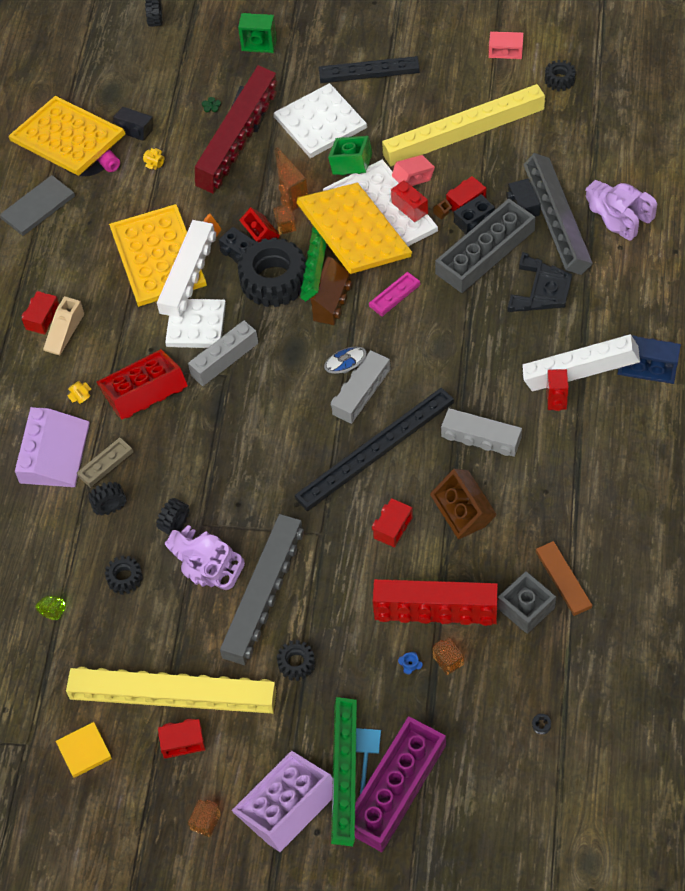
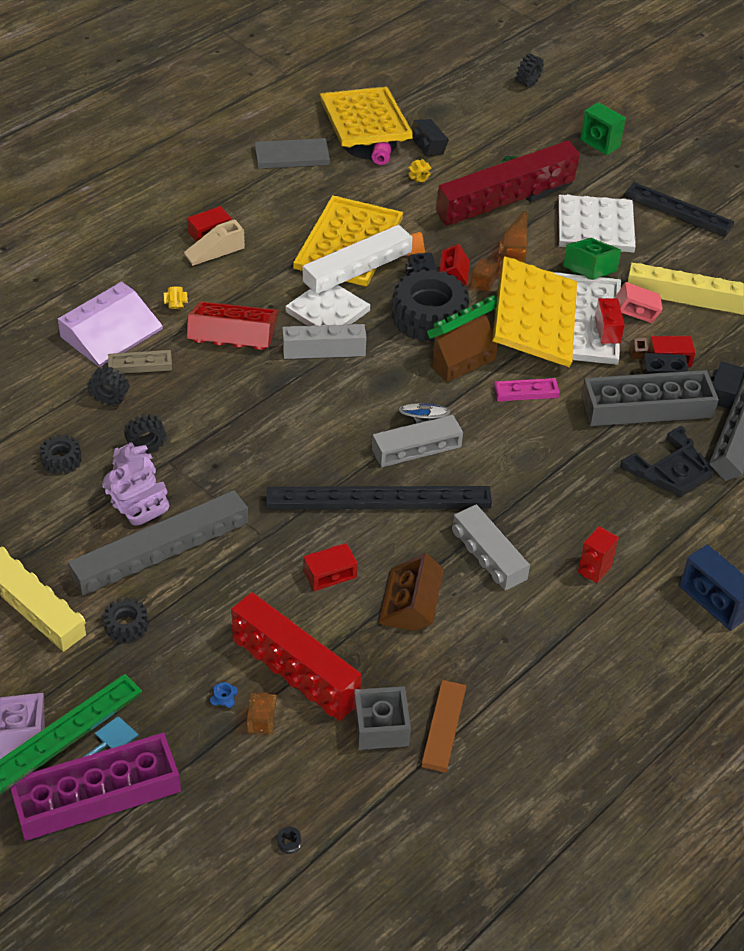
camera: 30 degrees right, 10 degrees down
(583, 361) = (648, 543): white brick -> none

